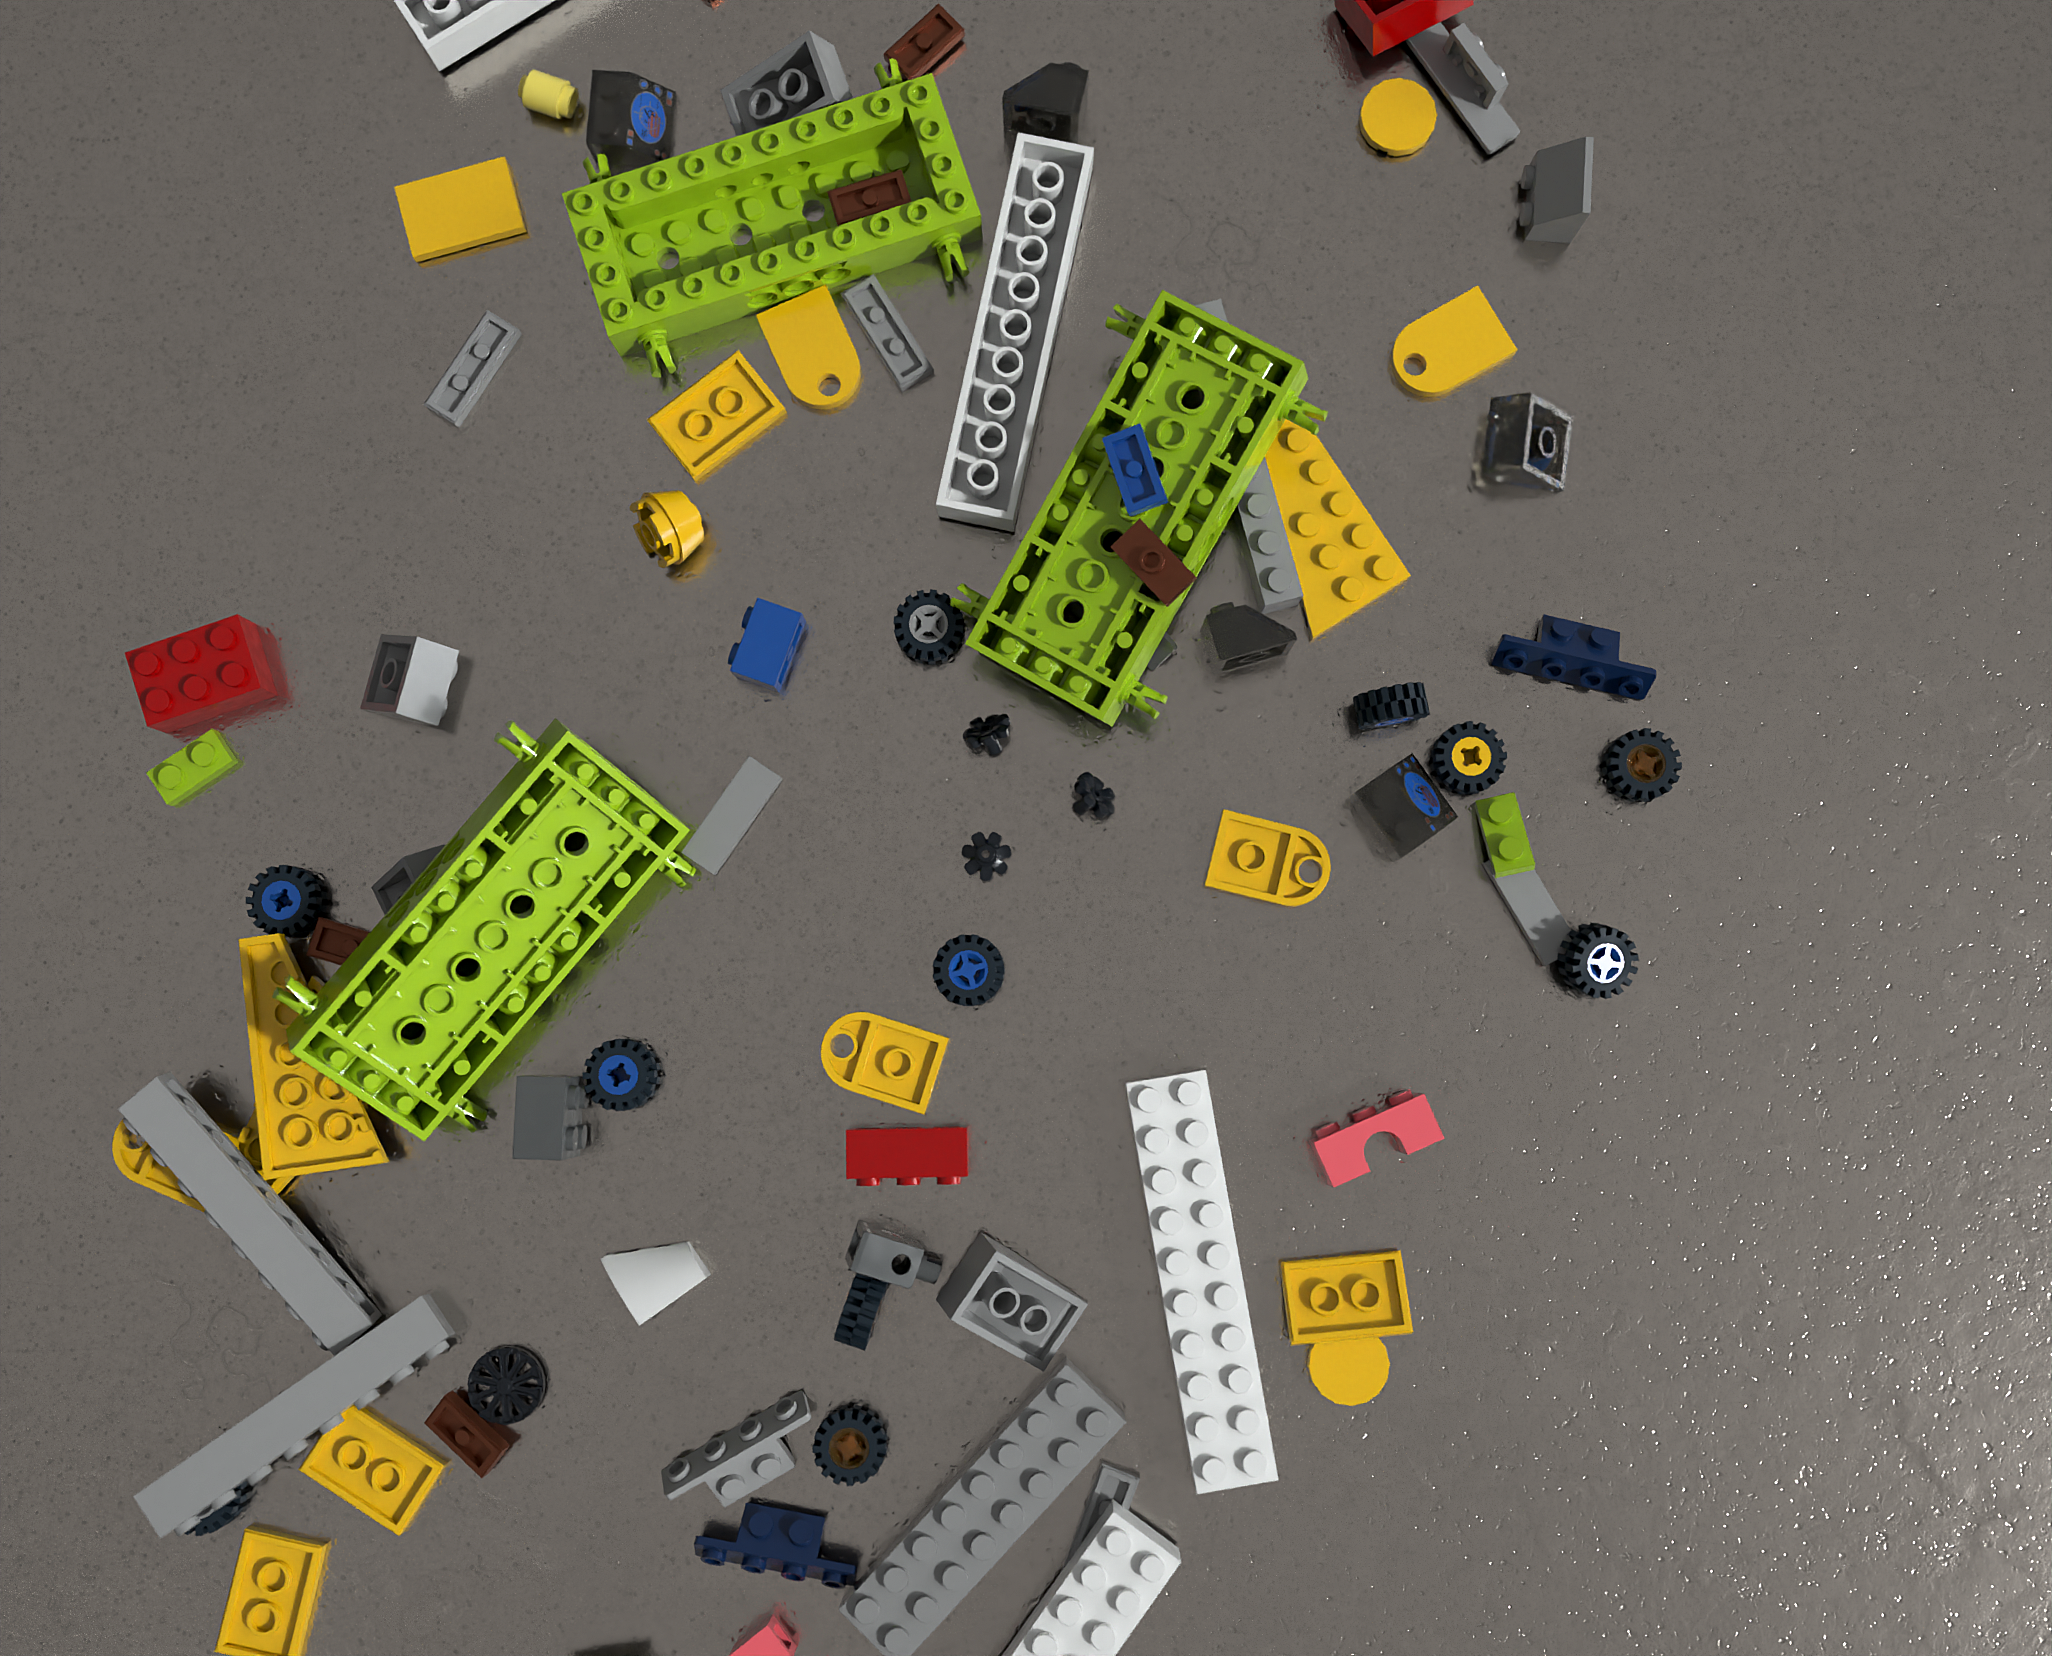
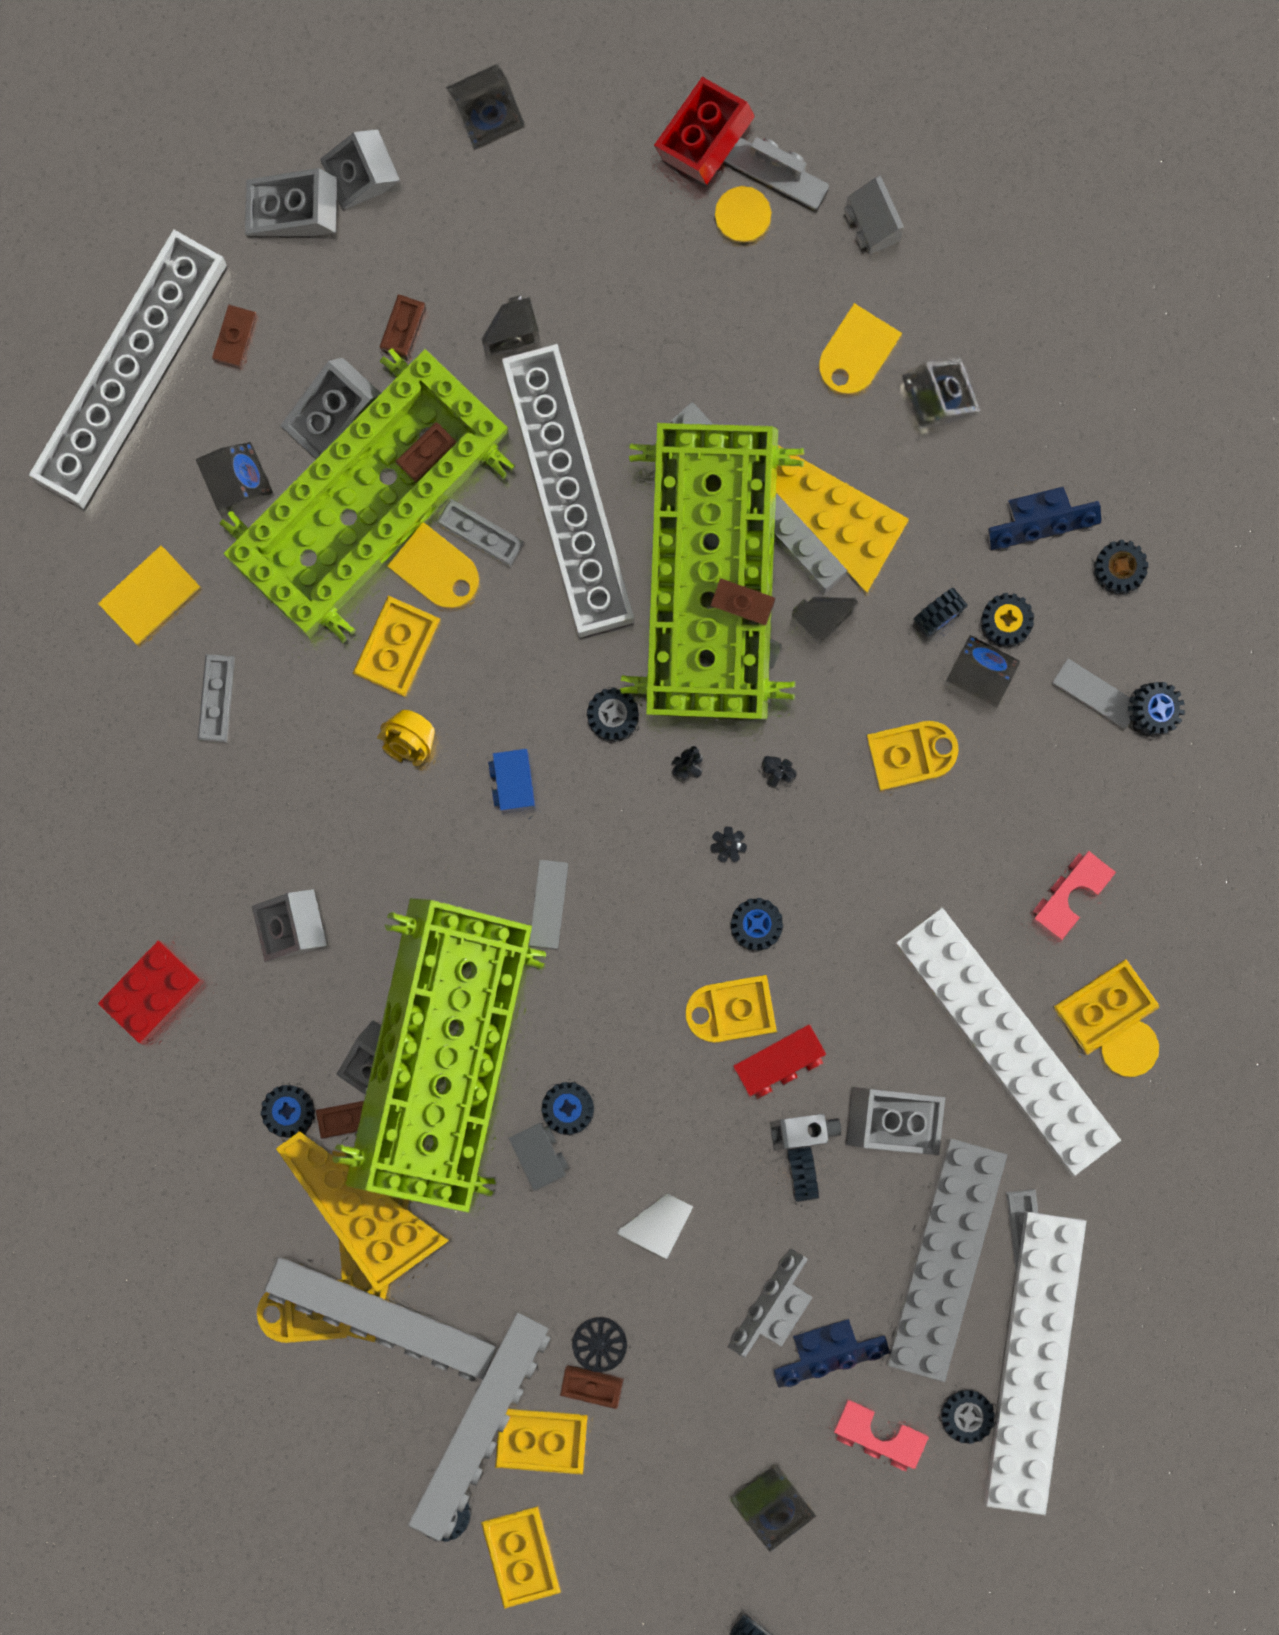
camera: 30 degrees left, 0 degrees up
(192, 767) = (175, 1057): lime plate -> none
(548, 94) = (168, 488): light yellow brick -> none
(845, 1459) = (843, 1274): black wheel -> none
(1135, 470) = (701, 548): blue plate -> none
(1504, 835) = (1056, 657): lime plate -> none

